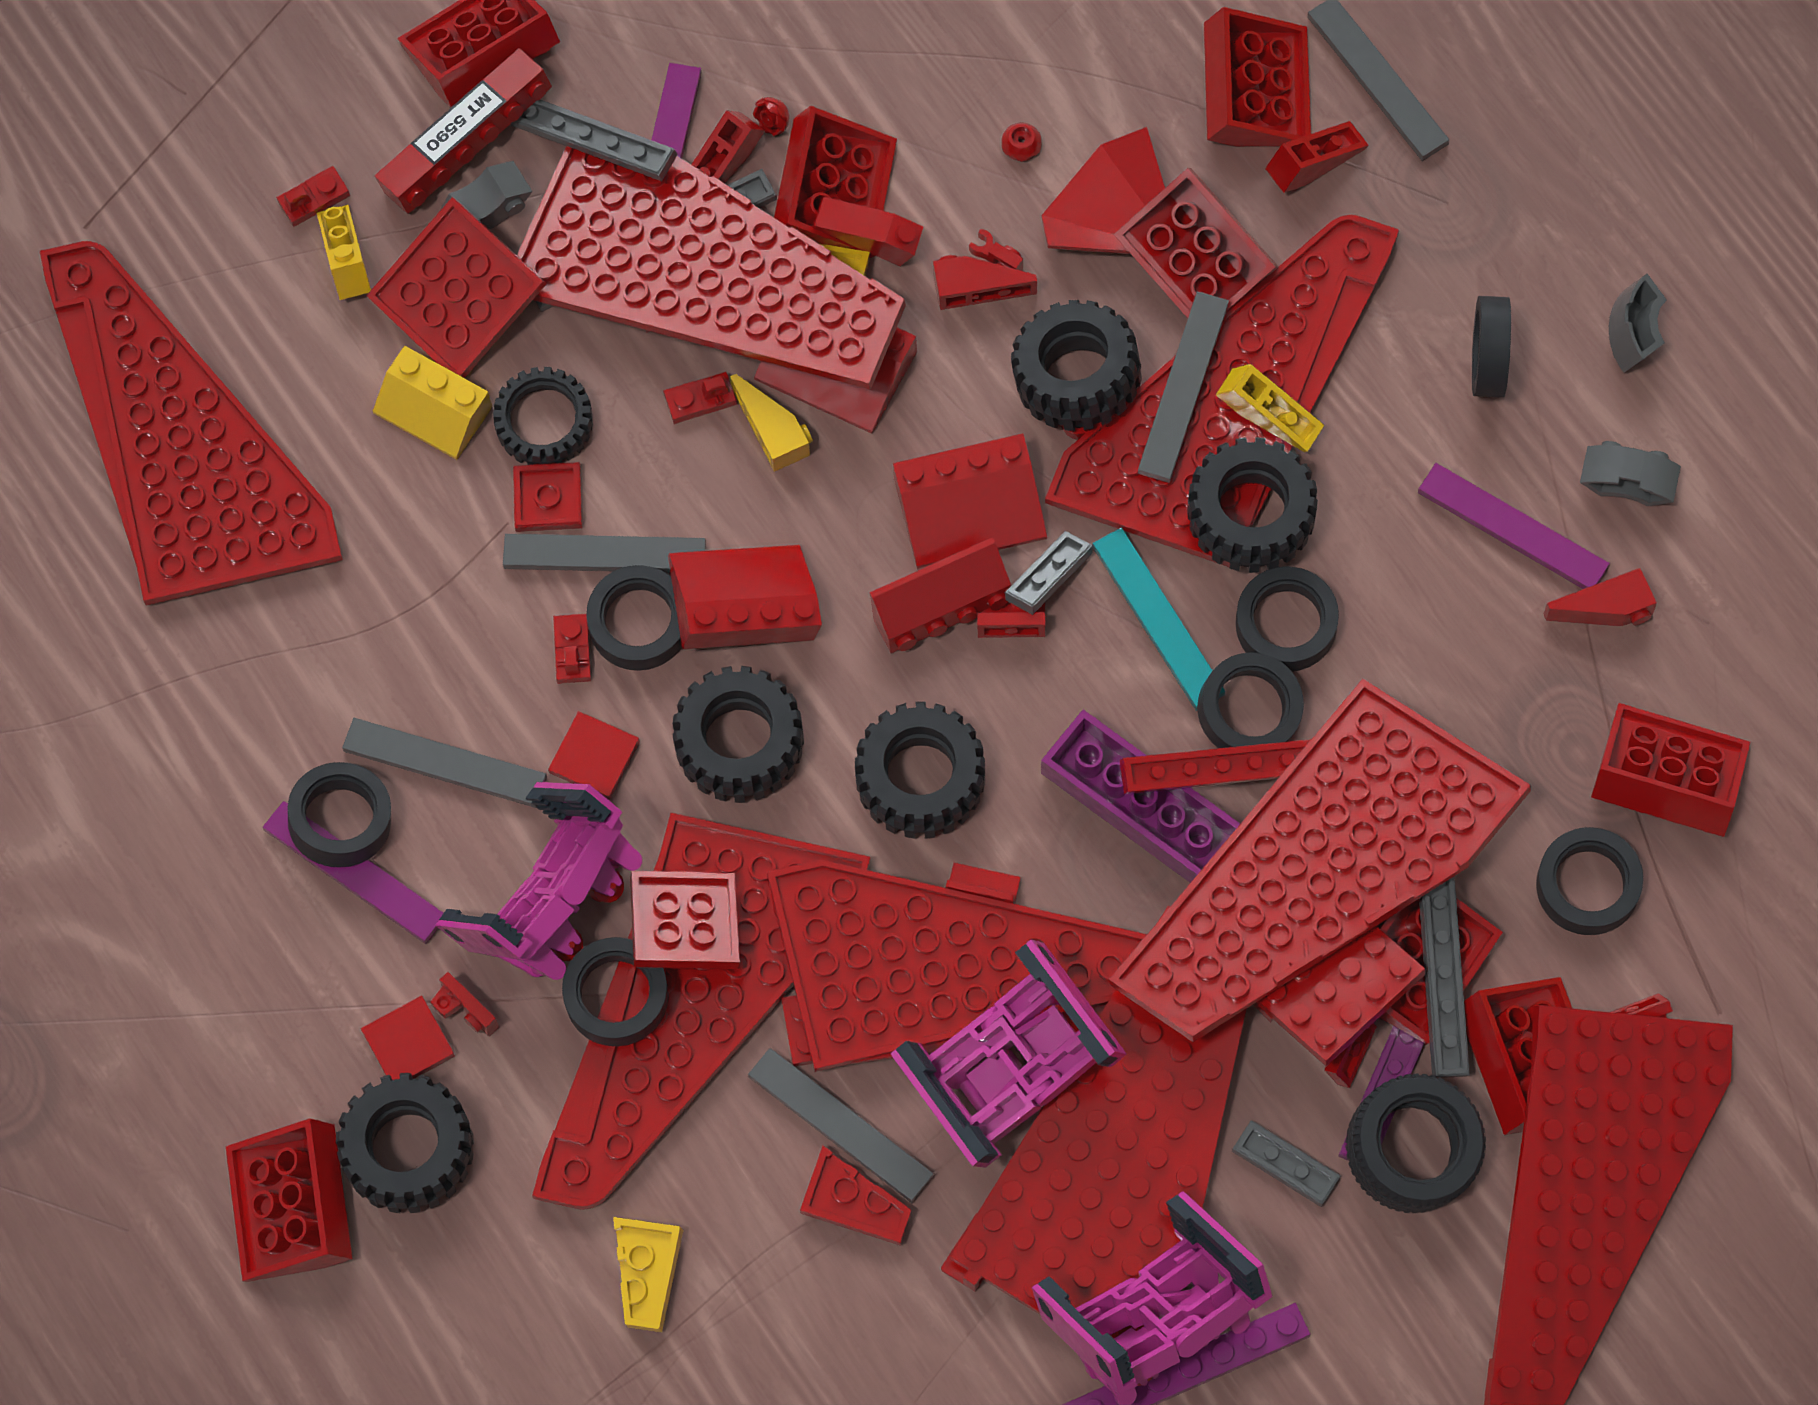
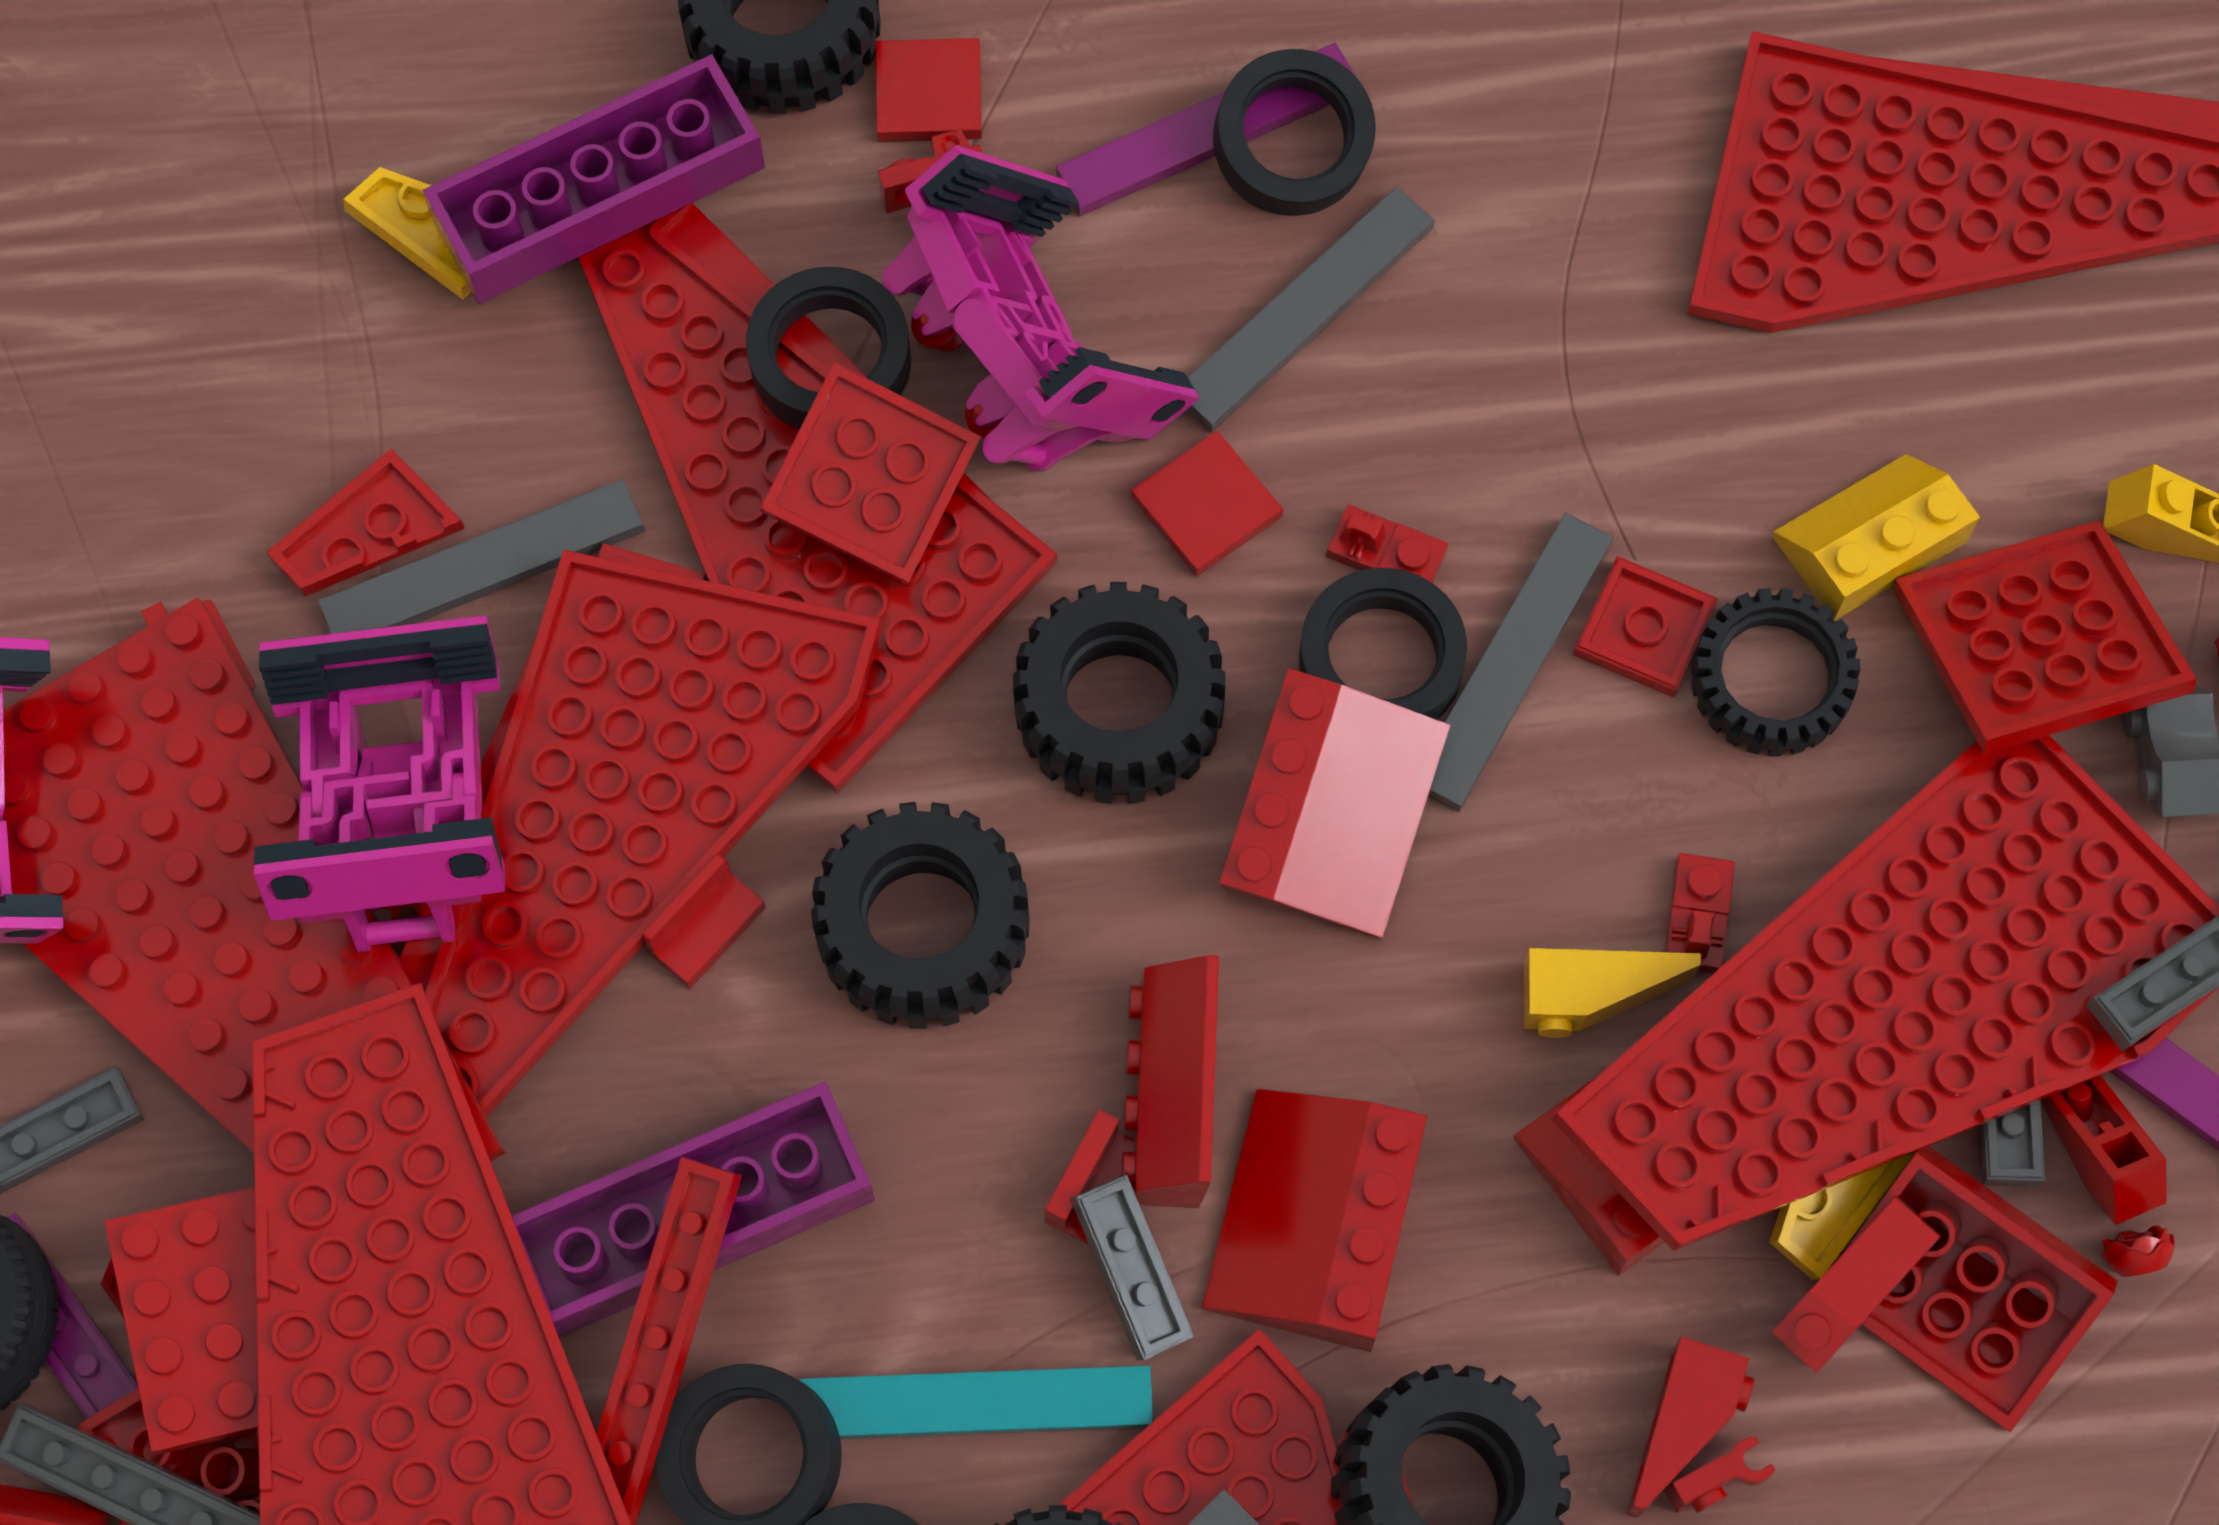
camera: 115 degrees right, 0 degrees up
(578, 1175) = (595, 178): none -> magenta brick

